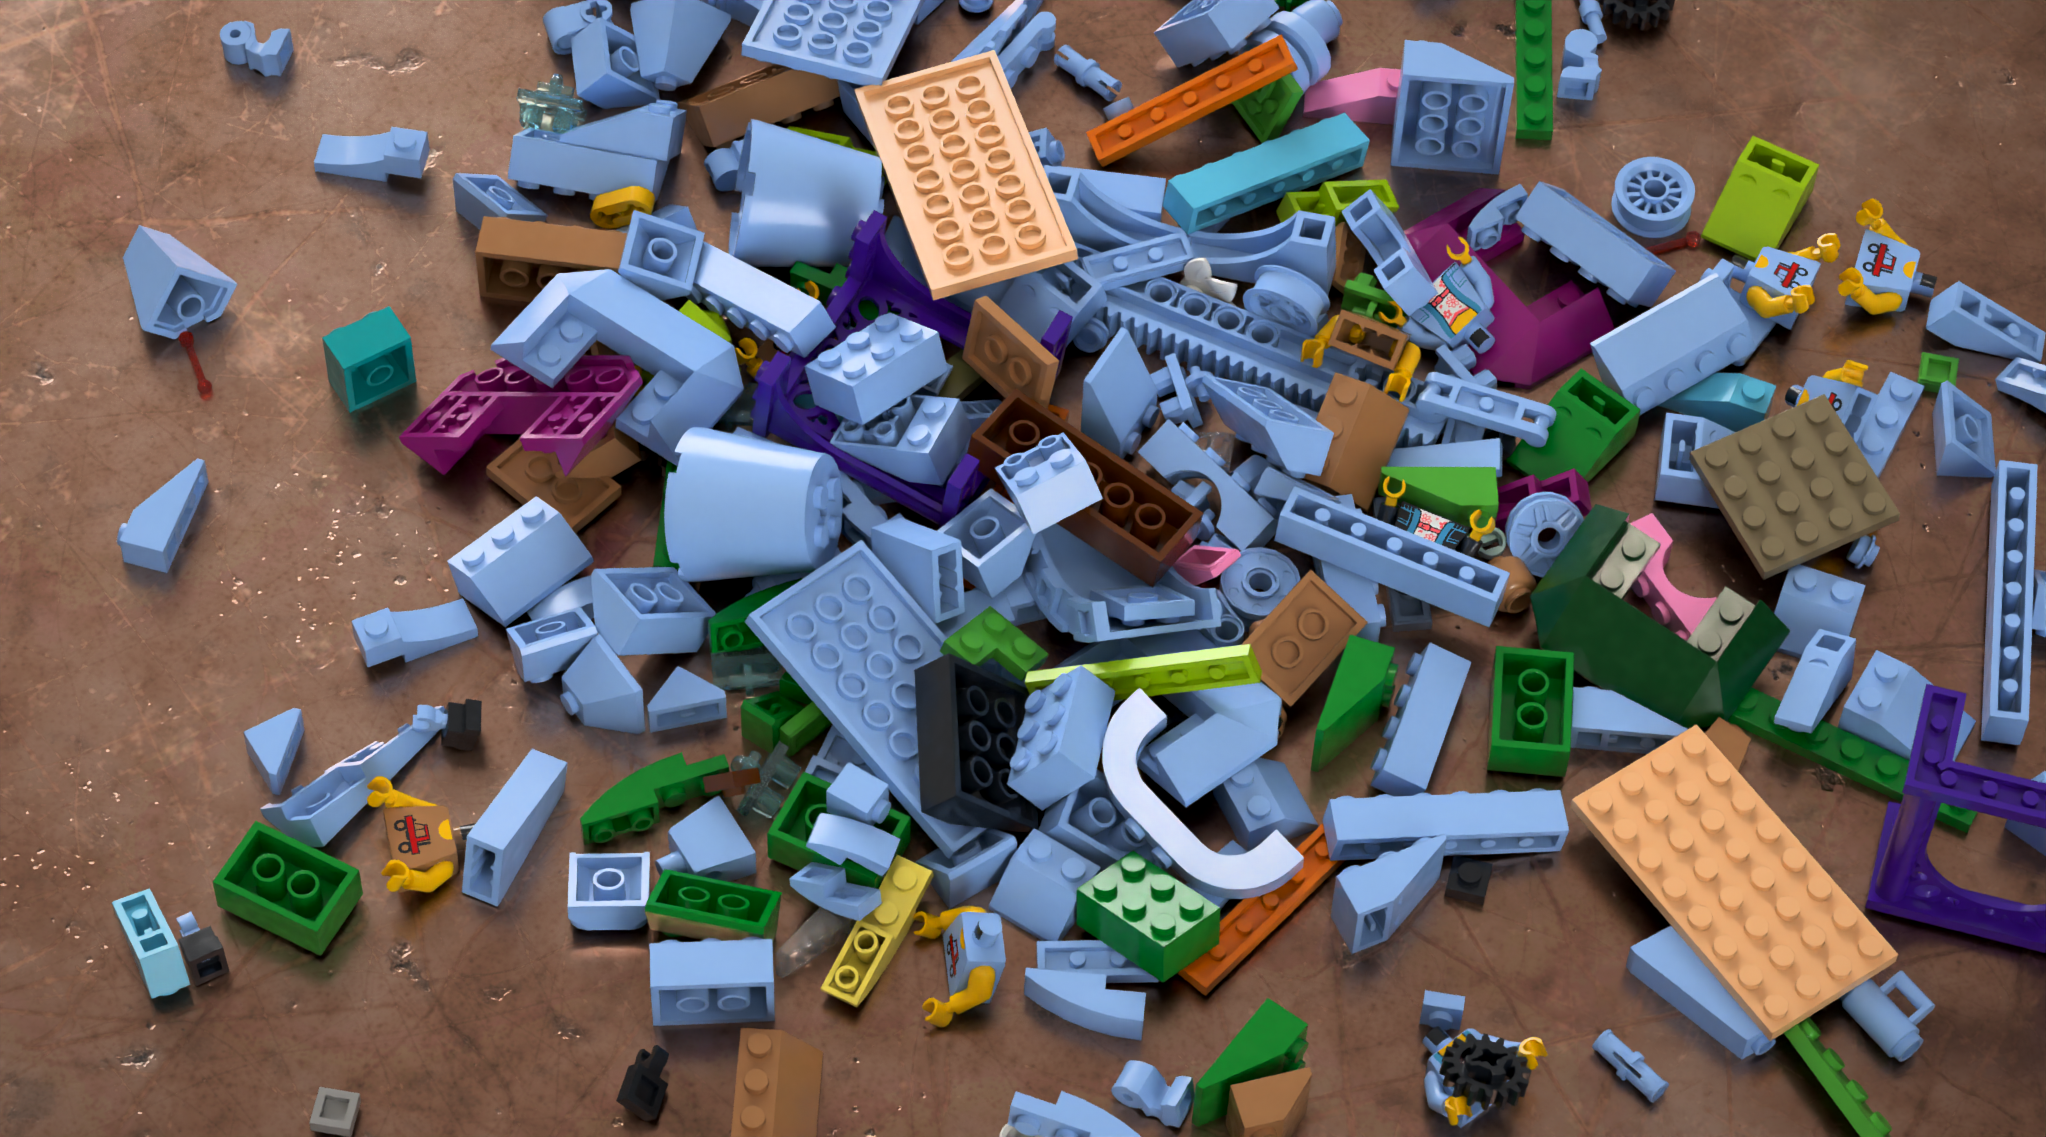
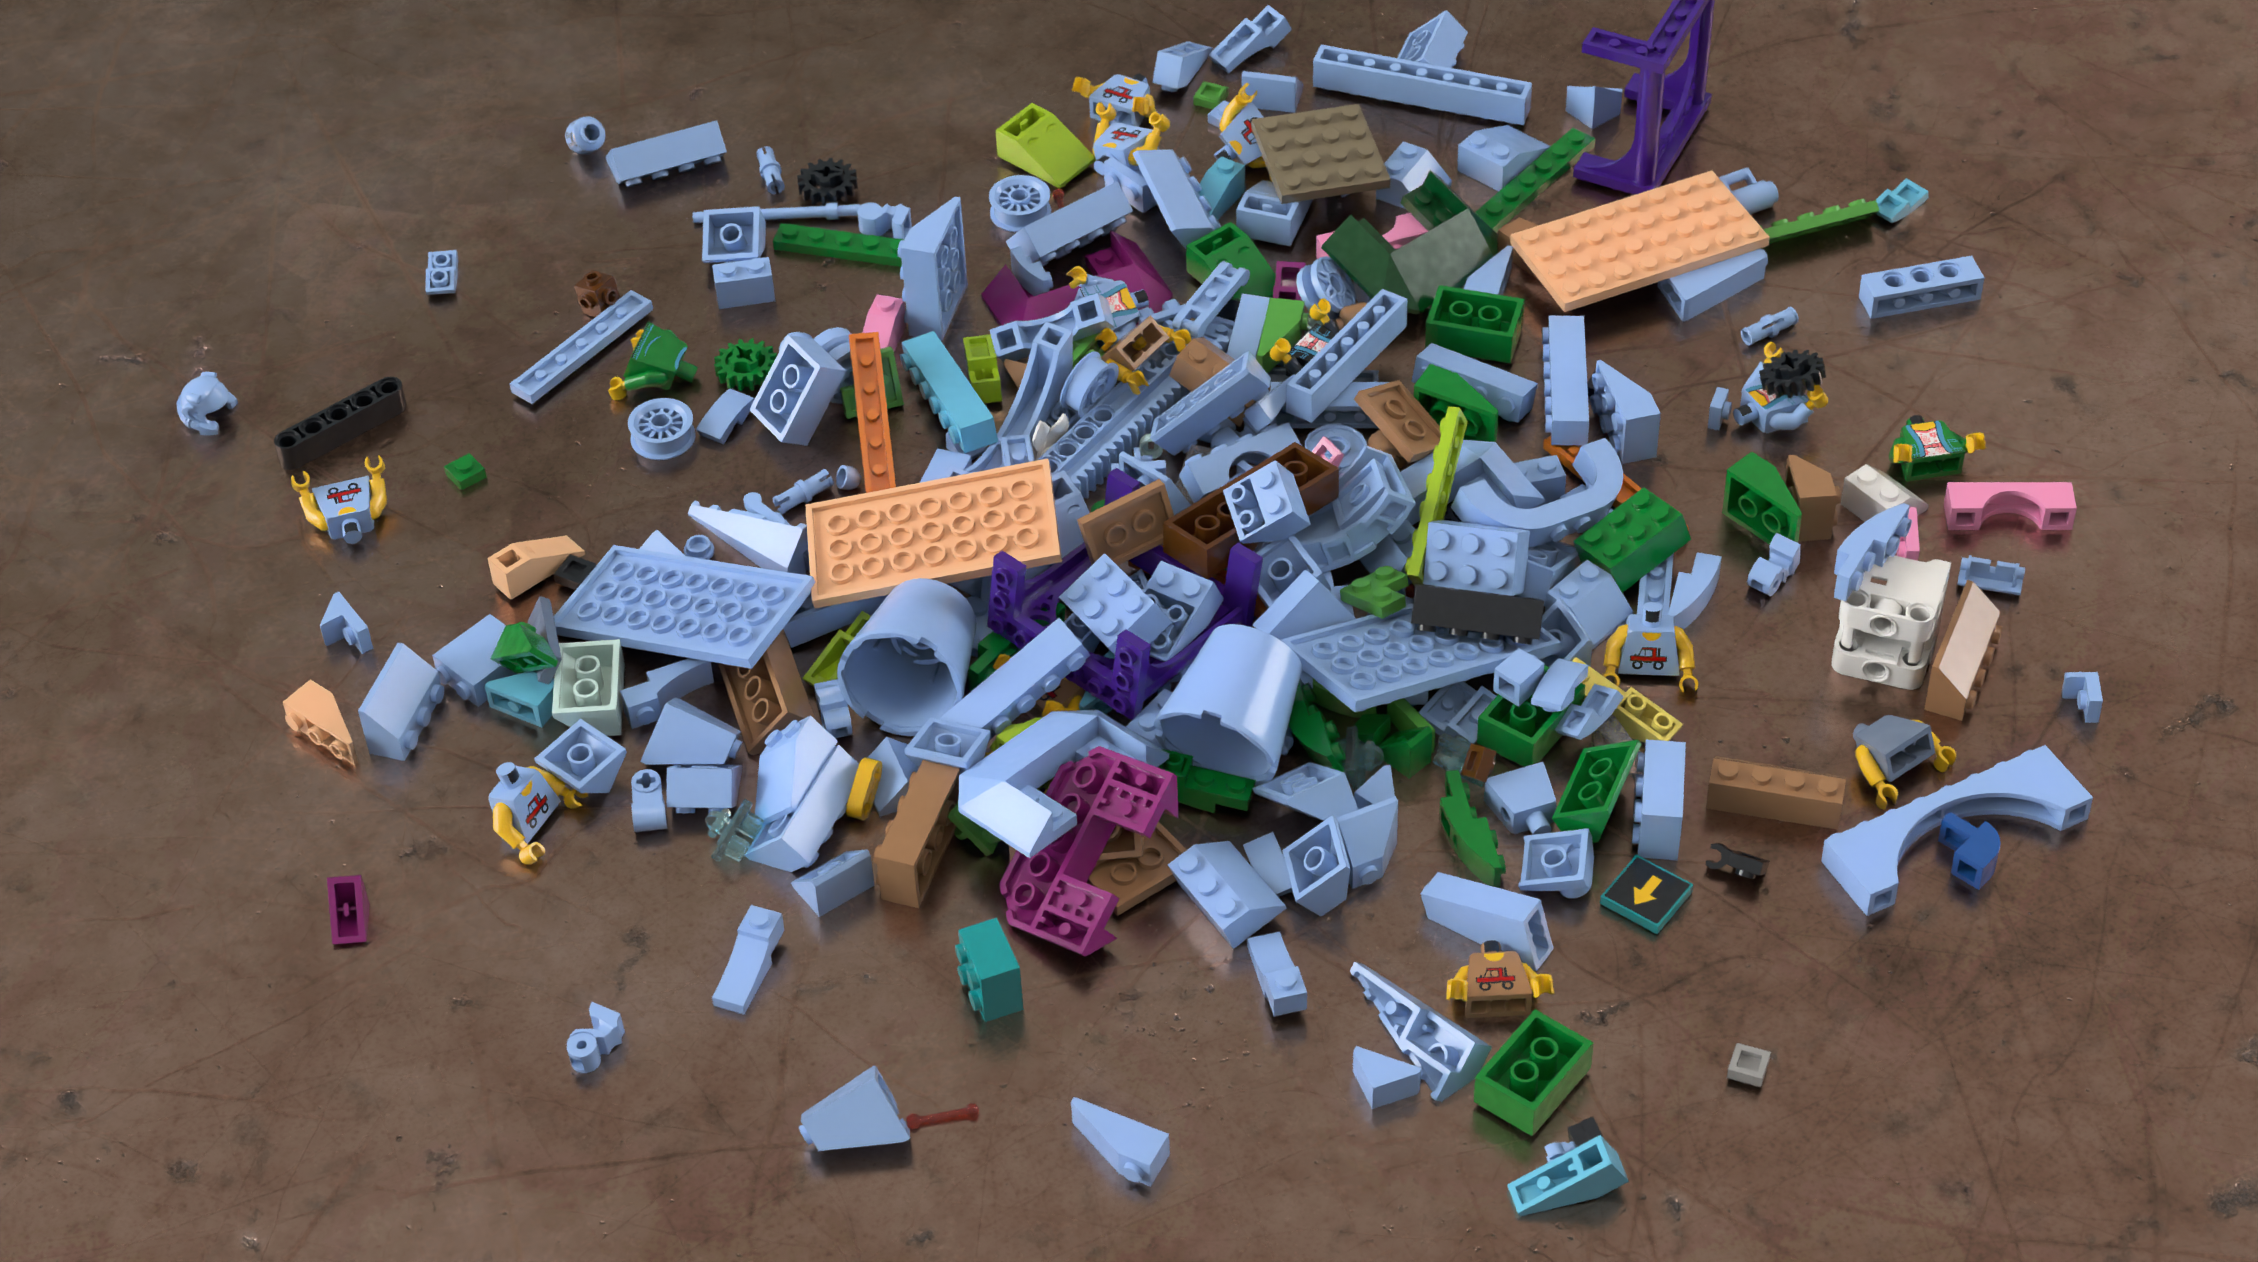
camera: 75 degrees left, 10 degrees down
(458, 724) = (1380, 948): black piece -> none
(587, 992) = (1646, 894): none -> black tile
(1817, 681) = (1478, 178): light blue slope -> none

